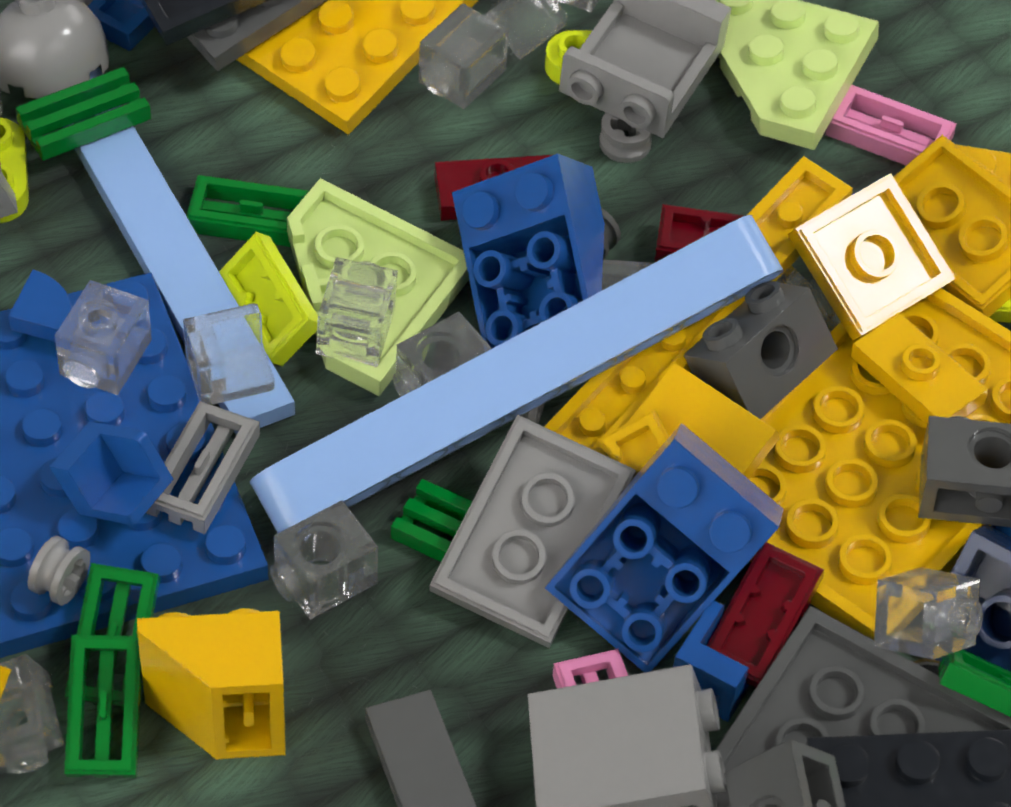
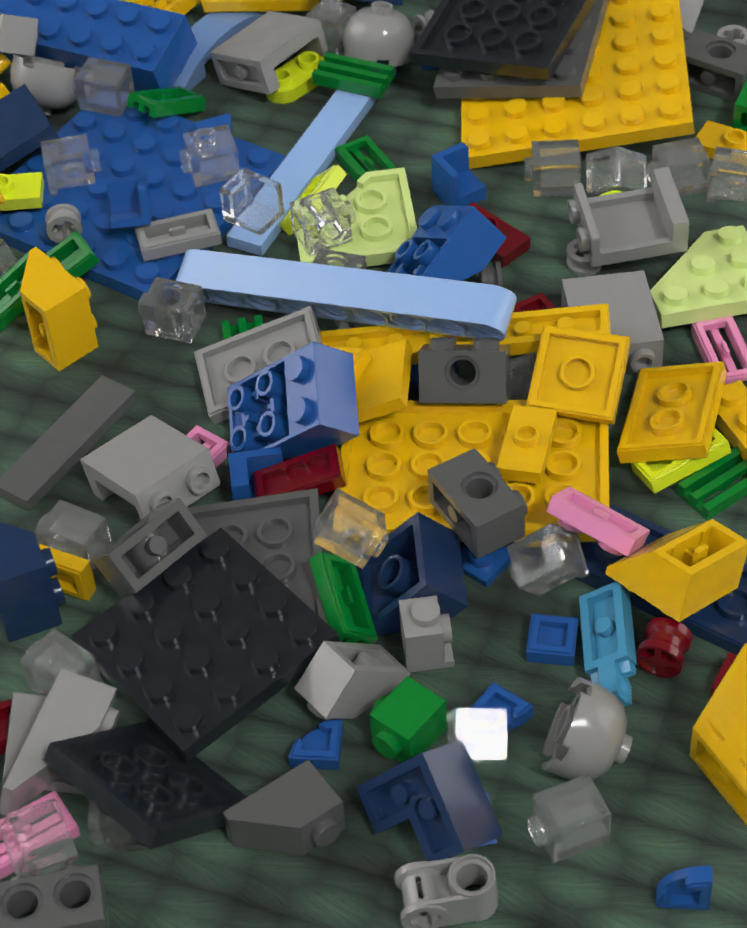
camera: 60 degrees right, 5 degrees down
(382, 156) = (452, 178): none -> blue panel
(753, 153) = (630, 312): none -> light grey panel

